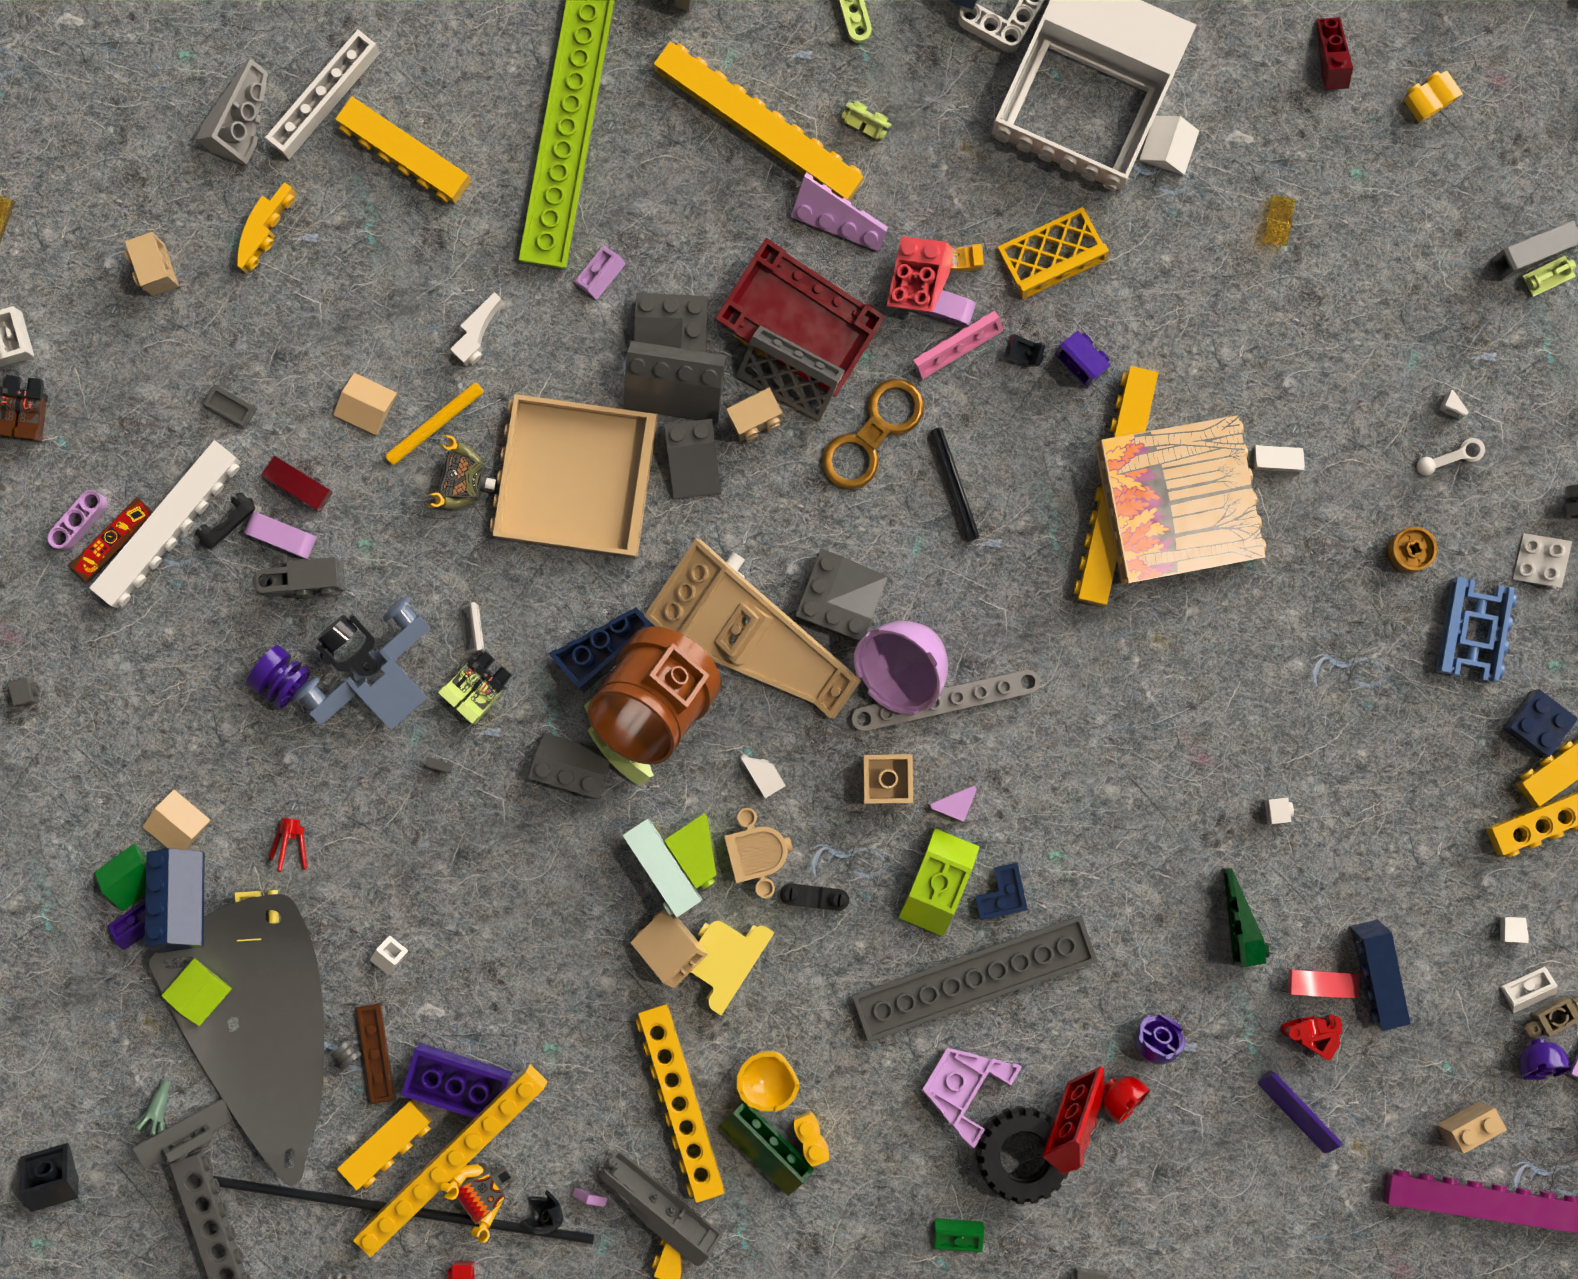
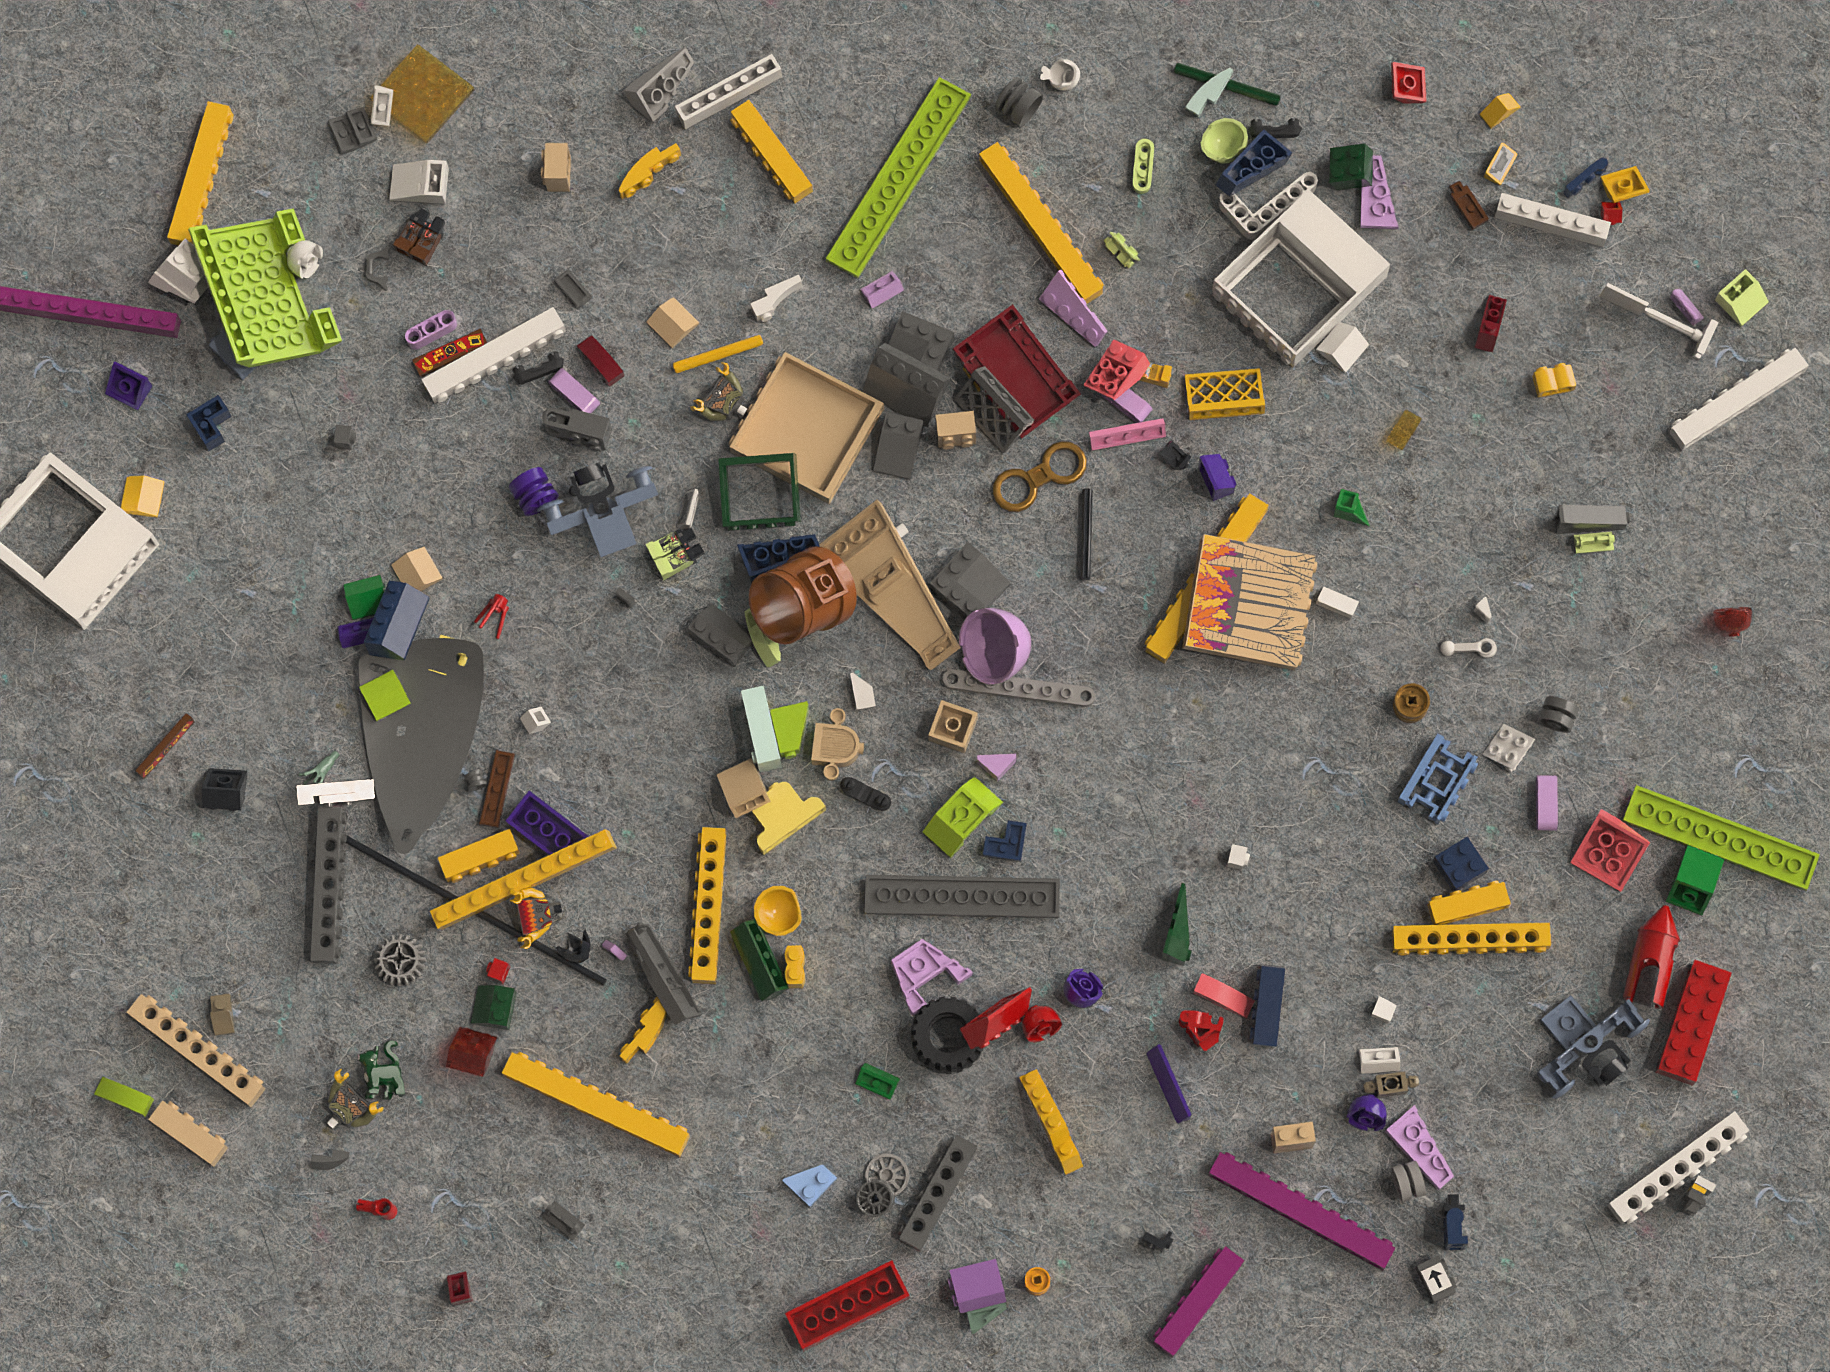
camera: 25 degrees right, 10 degrees down
(556, 618) = (724, 463): none -> dark green window
(1180, 1209) = (1052, 1122): none -> yellow arch
(1250, 338) = (1350, 508): none -> green slope

